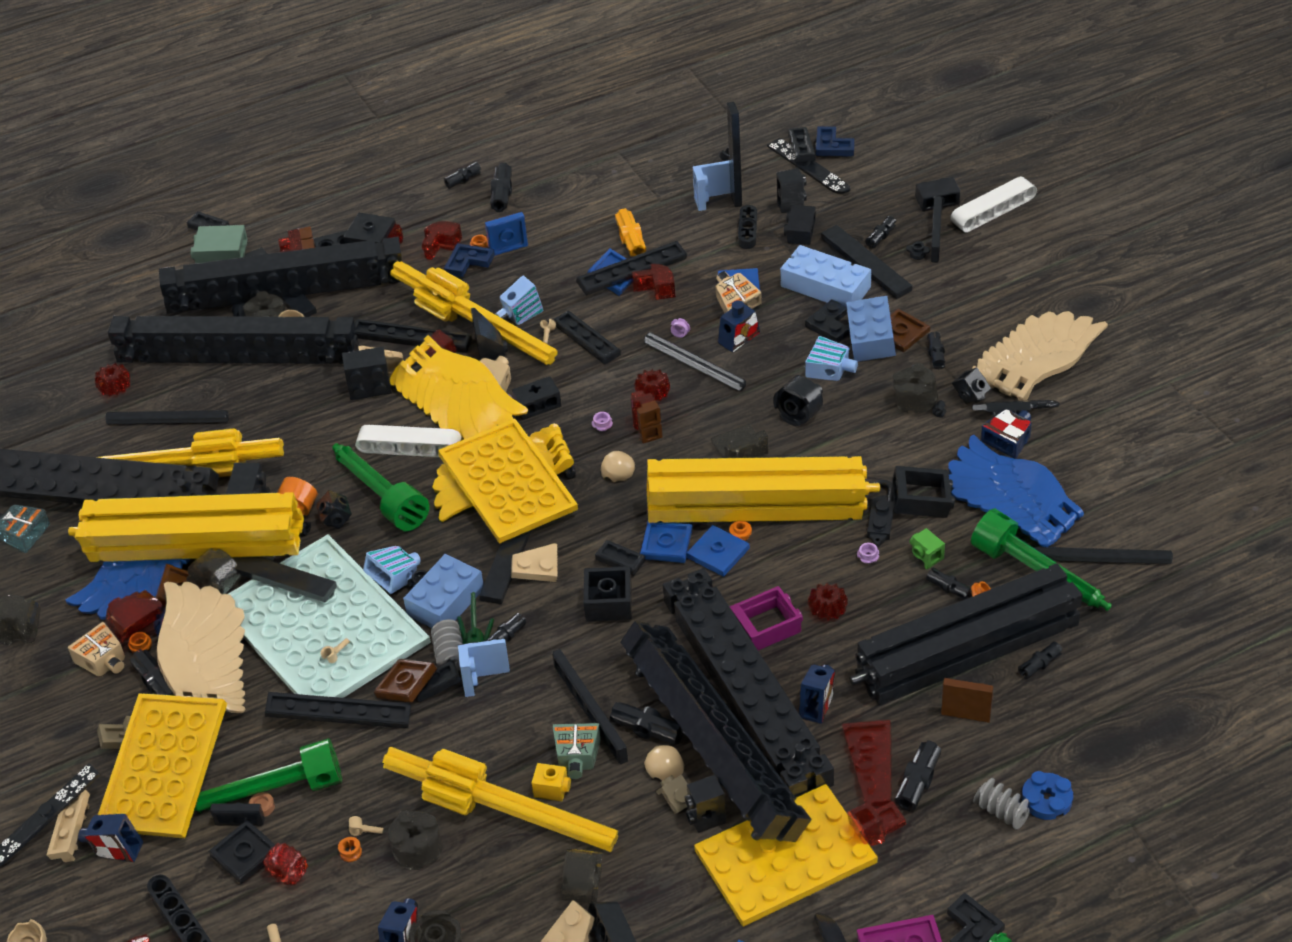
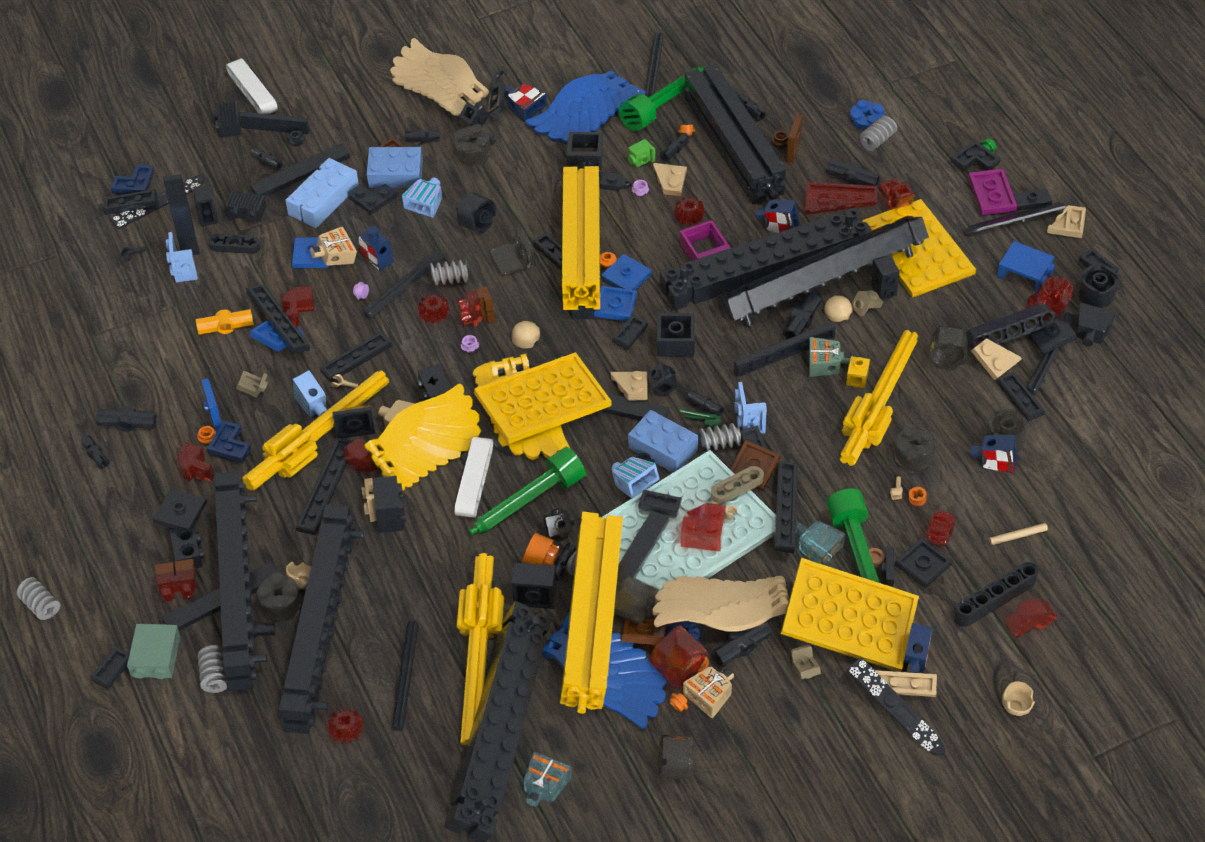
camera: 90 degrees left, 5 degrees up
(88, 622) = (678, 701): none -> orange plate
(282, 743) = (819, 541): none -> clear light blue torso
(287, 165) = (38, 598): none -> light grey piece
(304, 627) = (704, 527): none -> clear red slope
(347, 590) = (660, 503): none -> black plate
(376, 668) = (725, 489): none -> dark tan plate
(530, 583) = (662, 379): none -> black brick
(544, 263) = (252, 384): none -> dark tan bracket
(706, 391) = (449, 272): none -> light grey piece
(891, 584) = (670, 178): none -> tan wing

